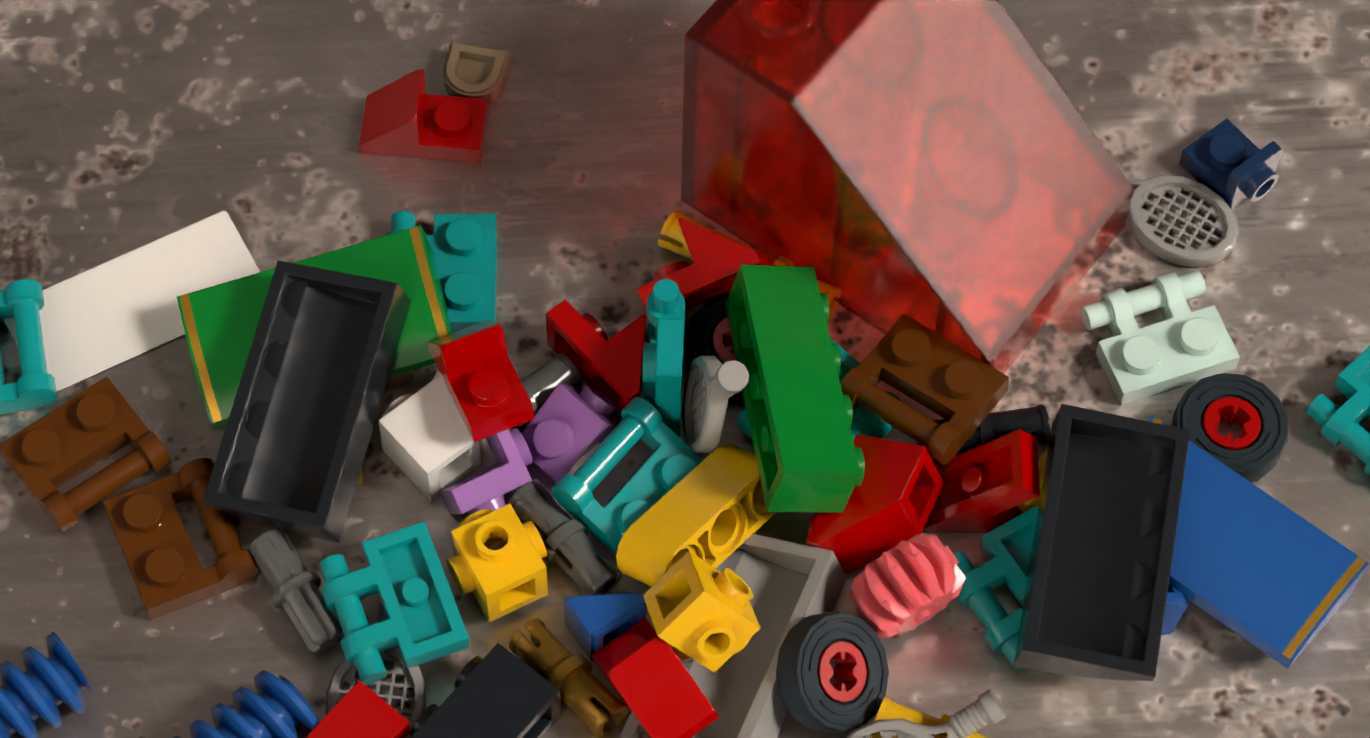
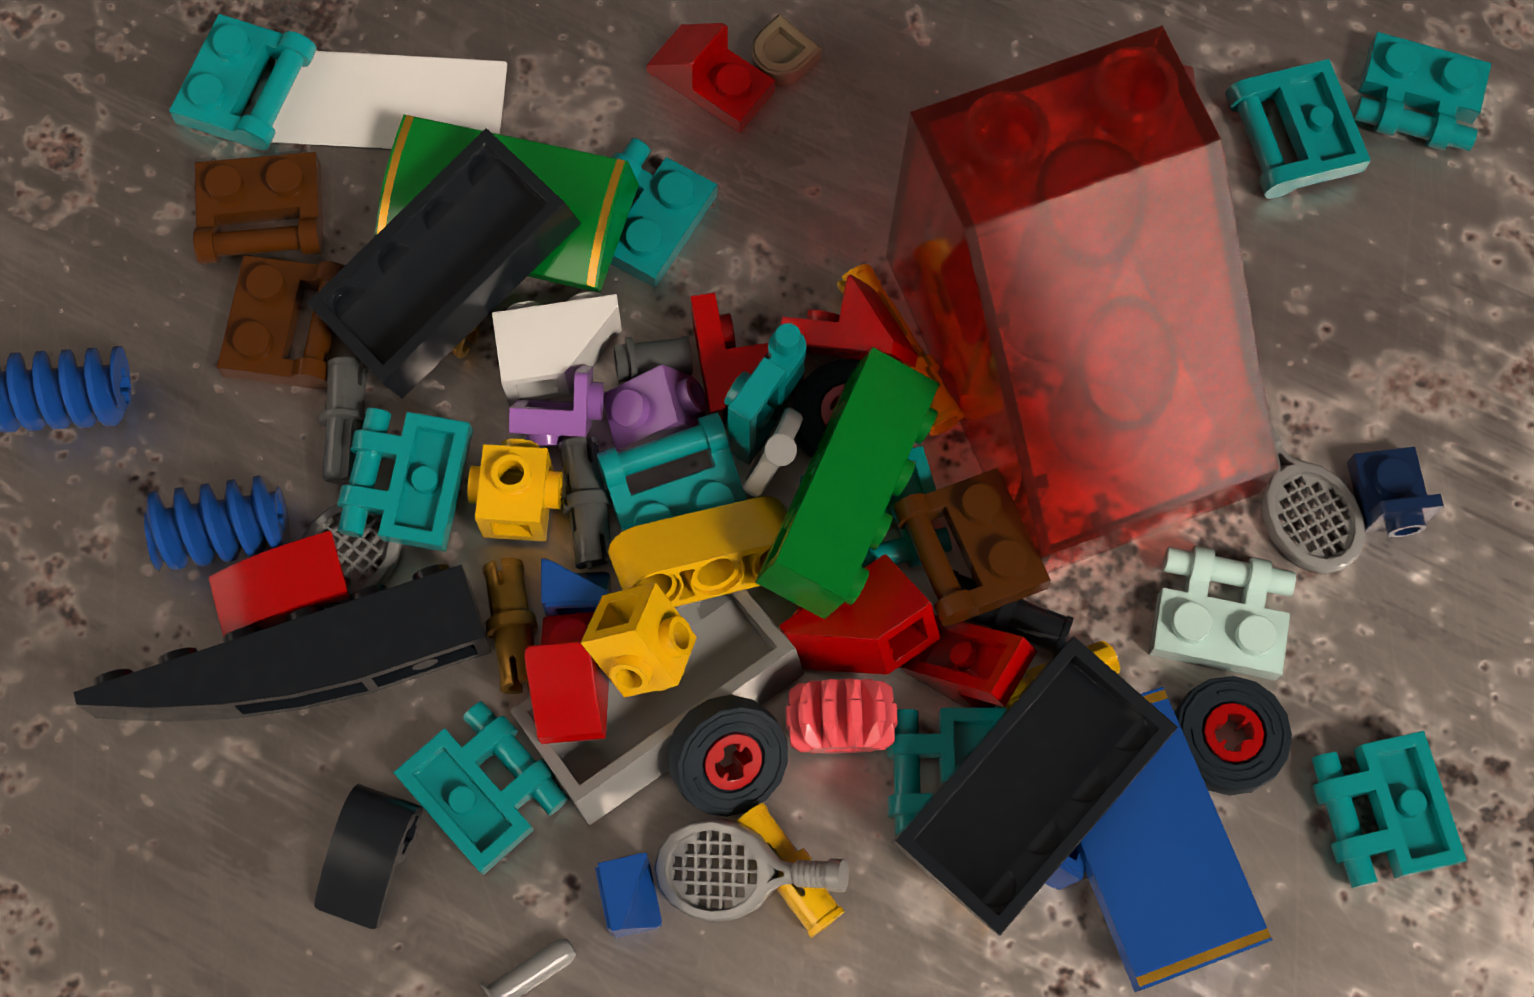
camera: 30 degrees right, 10 degrees up
(482, 379) = (591, 325): red slope -> none

